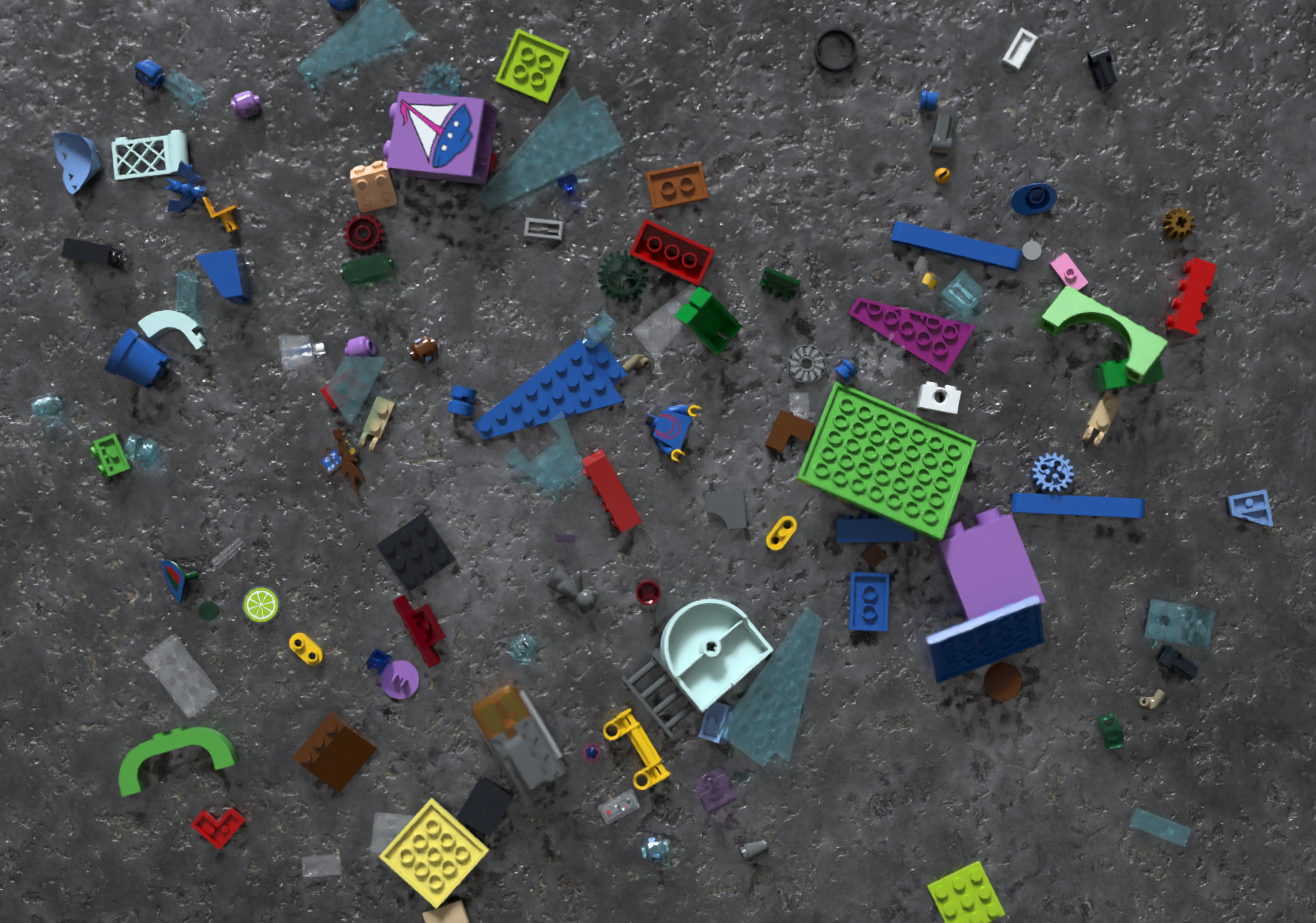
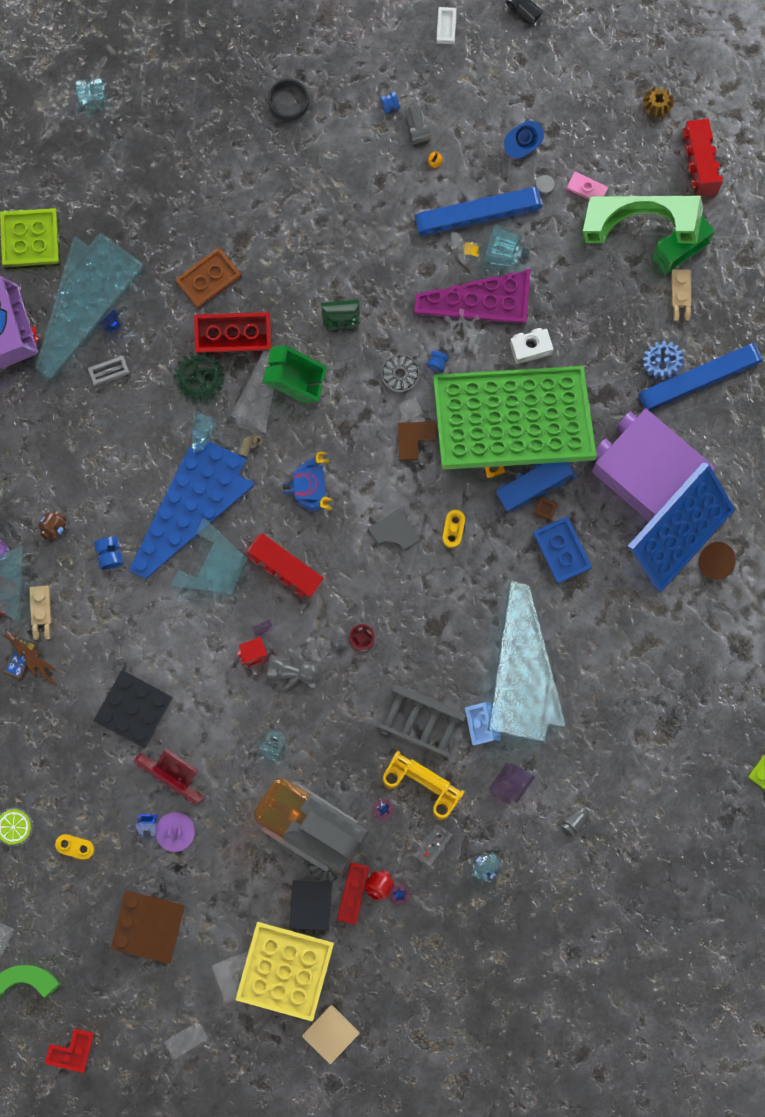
camera: 30 degrees left, 10 degrees down
(528, 813) = (353, 893): none -> red tile
(544, 558) = (252, 653): none -> red brick
(554, 818) = (379, 885): none -> red head
(568, 834) = (399, 894): none -> clear pink tile
(734, 652) = (449, 682): light aqua piece -> none

